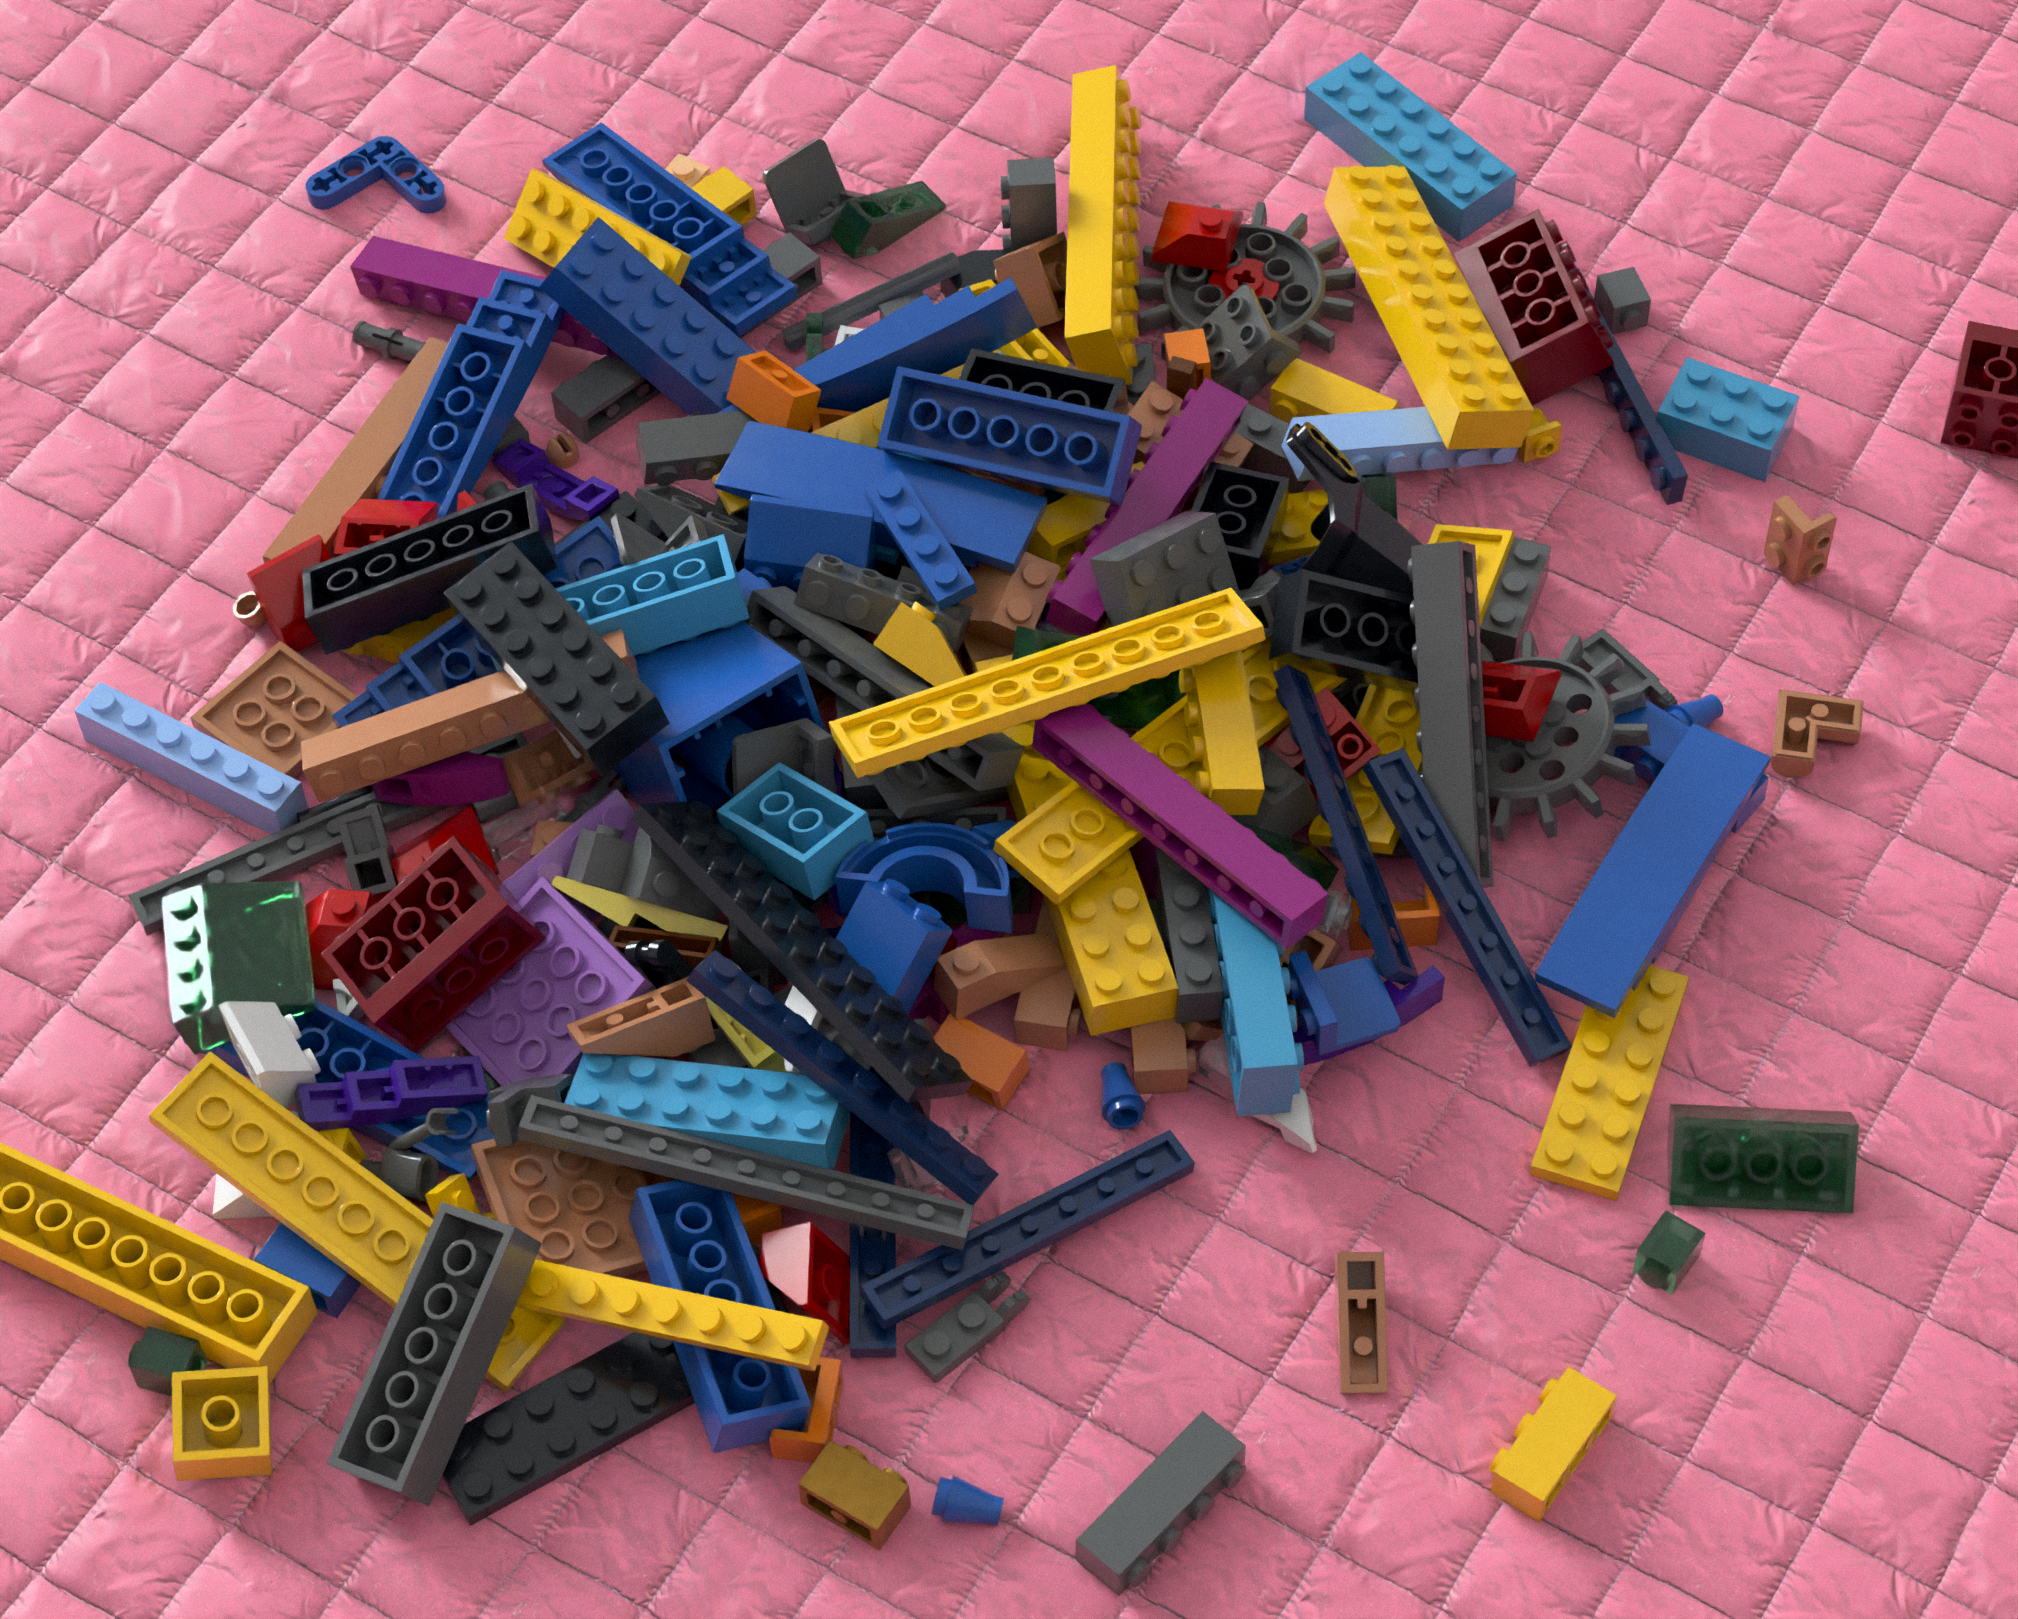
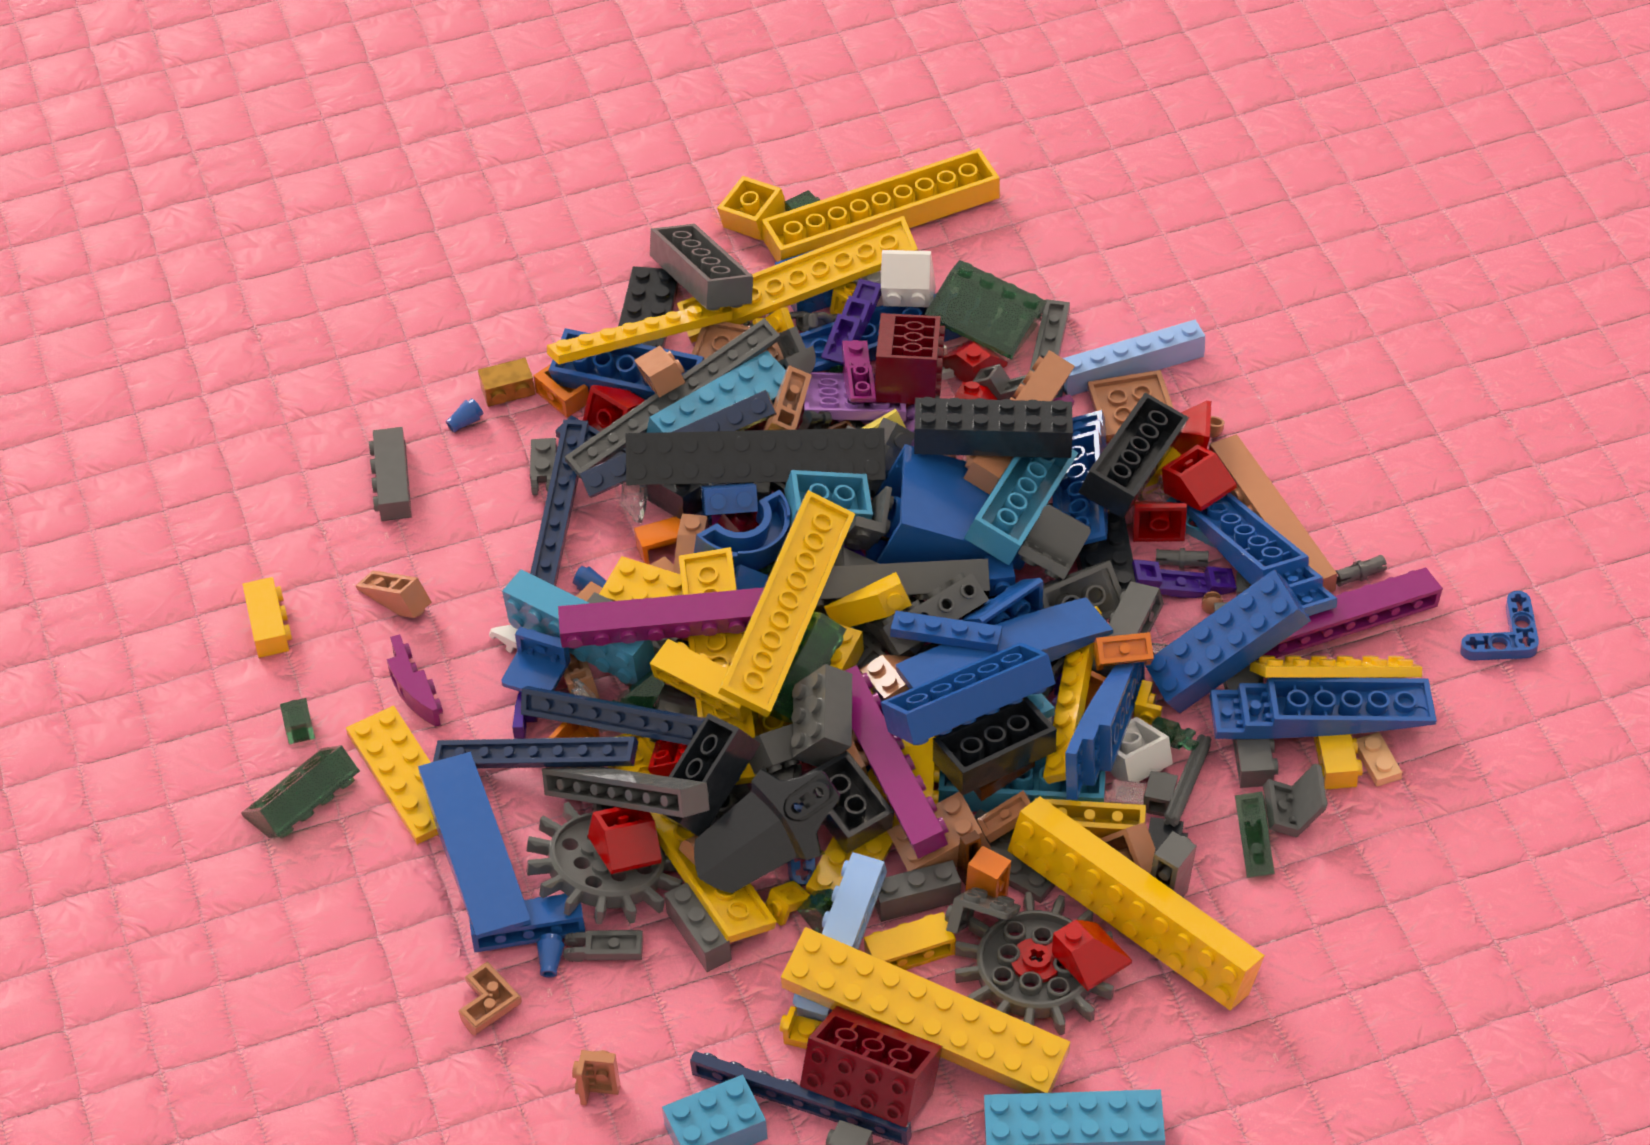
camera: 130 degrees right, 5 degrees down
(519, 985) = (858, 372): none -> magenta slope
(725, 1194) = (660, 370): none -> nougat brick
(1478, 1171) = (413, 684): none -> magenta slope

